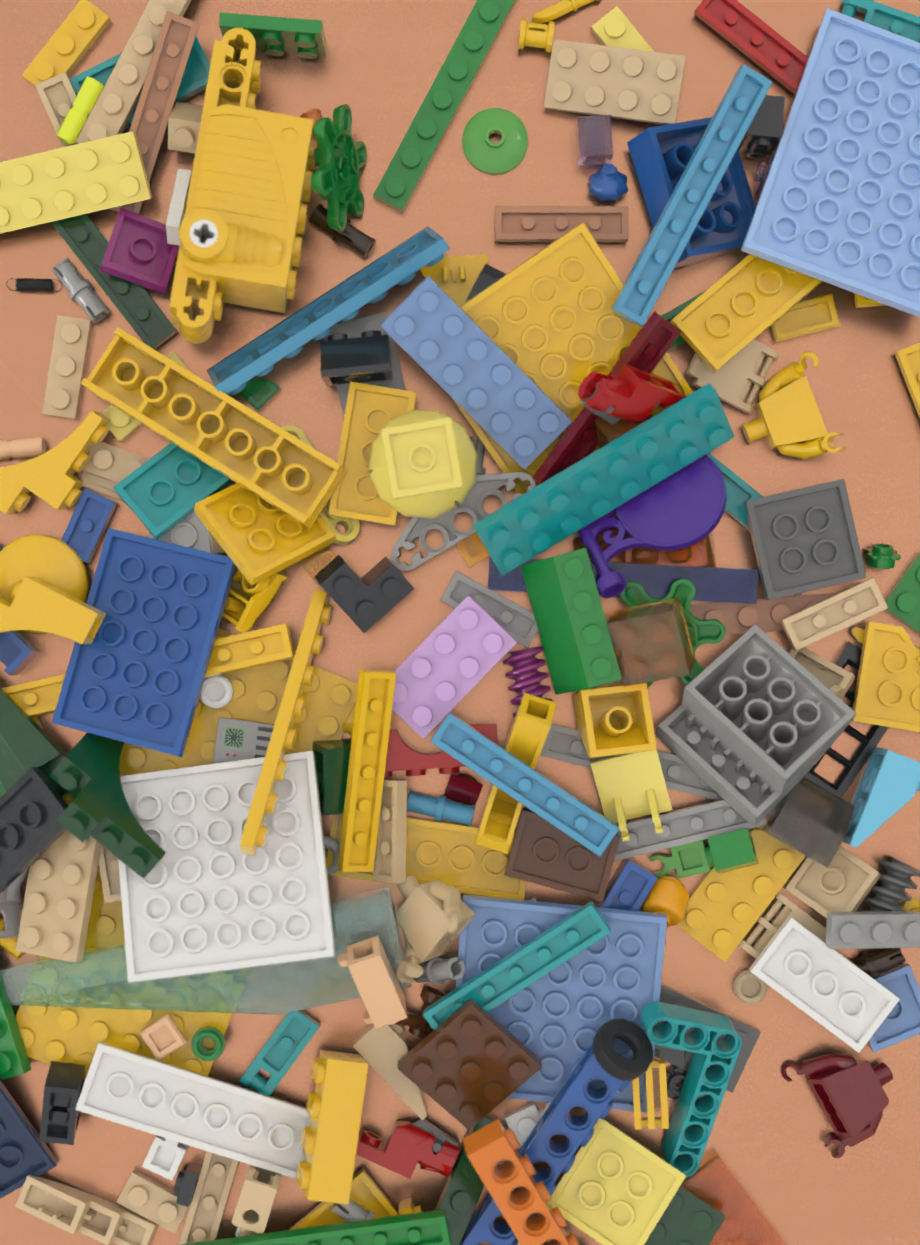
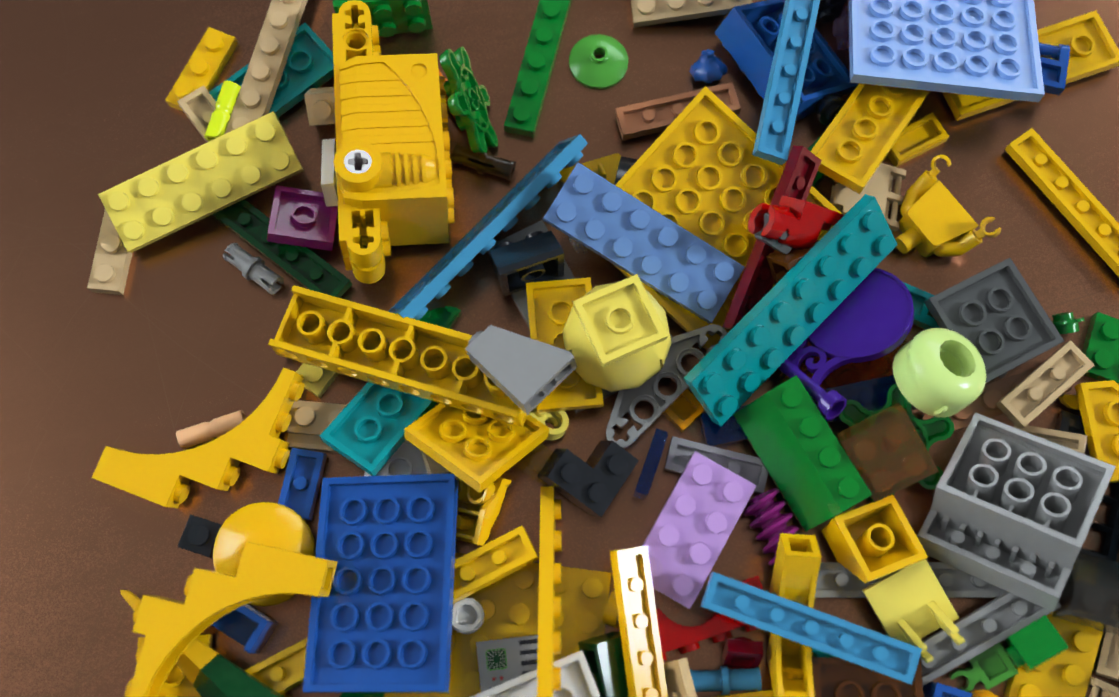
camera: 15 degrees left, 15 degrees down
(31, 284) = (208, 275): black piece -> none
(67, 367) = (252, 341): tan plate -> none
(161, 90) = (293, 78): nougat plate -> none
(316, 474) = (520, 365): none -> light grey slope
(427, 592) = (650, 464): none -> clear blue tile
(594, 141) = (685, 37): brick -> none
(704, 583) = (939, 372): none -> yellowish green piece
(719, 264) = (828, 108): none -> black plate

